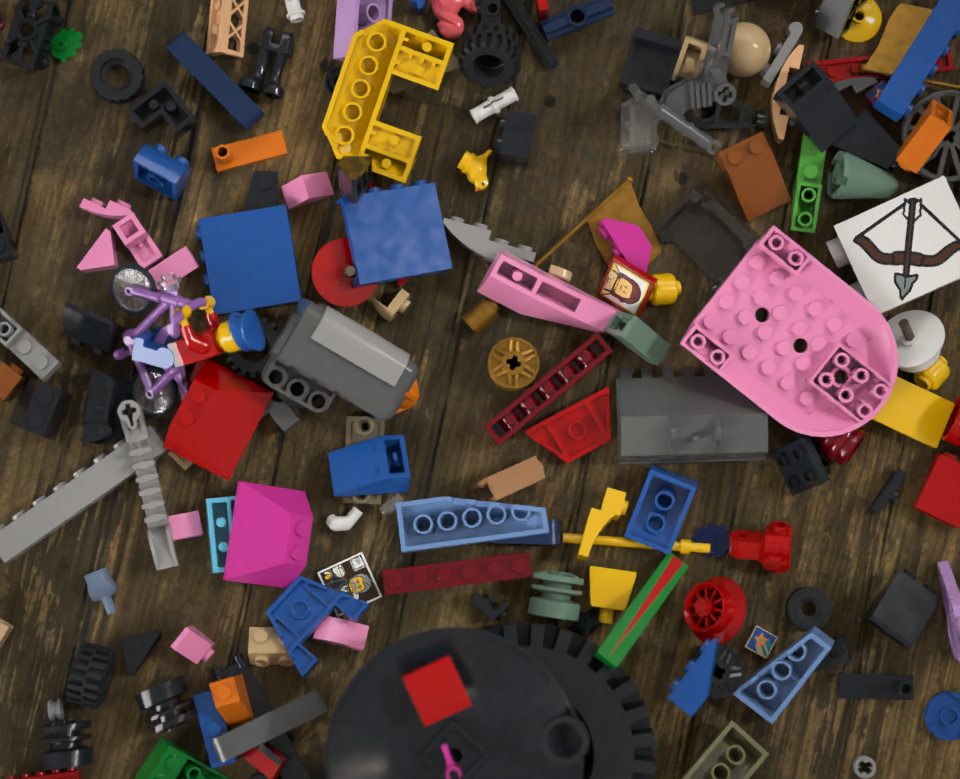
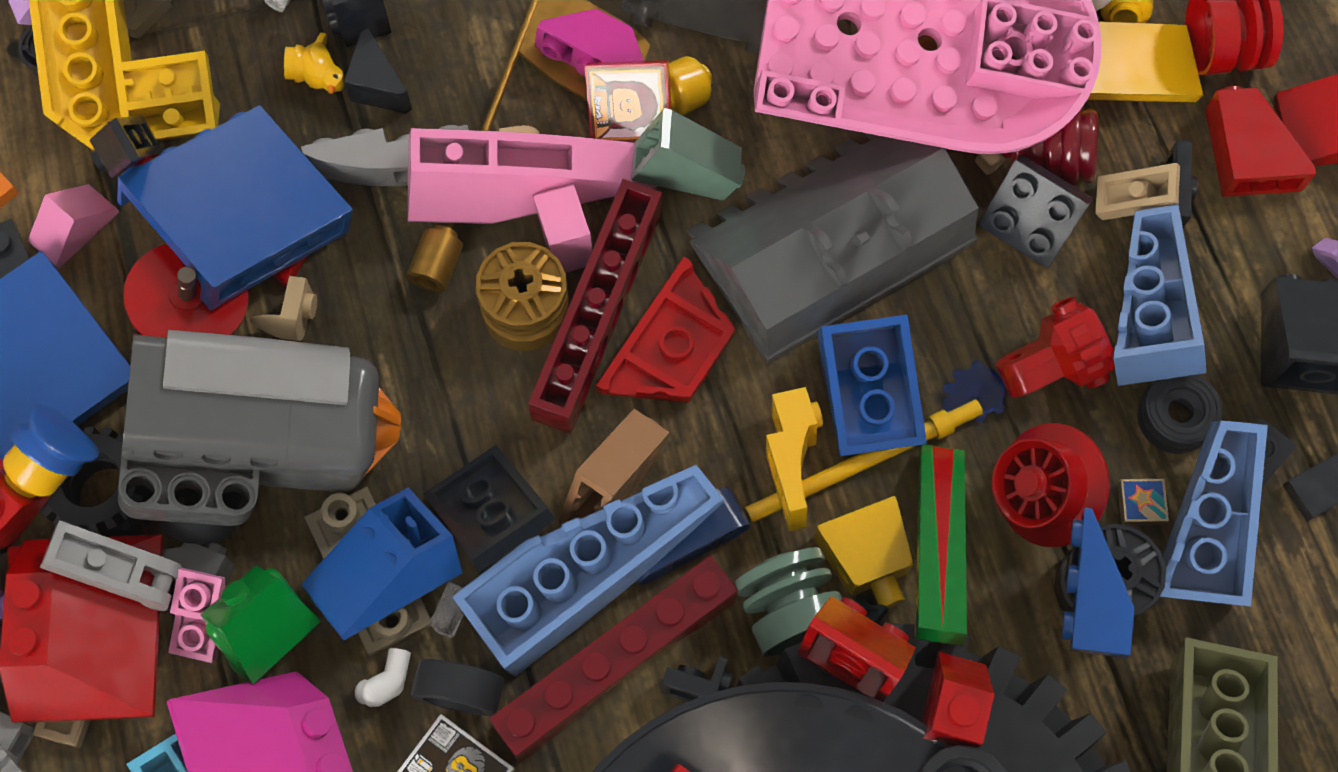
camera: 35 degrees left, 15 degrees down
(243, 400) = (110, 565): none -> light grey plate
(271, 440) = (191, 597): none -> bright pink slope
(298, 462) = (257, 622): none -> green torso
(375, 546) = (457, 687): none -> black tyre
(436, 466) = (489, 507): none -> black plate
(503, 193) = (373, 79): none -> black slope
(554, 338) = (564, 226): none -> bright pink slope
(563, 646) = (856, 648): none -> red slope
(592, 695) = (958, 701): none -> red slope
(830, 551) = (1159, 313): none -> medium blue wedge
(862, 484) = (1137, 190): none -> tan slope

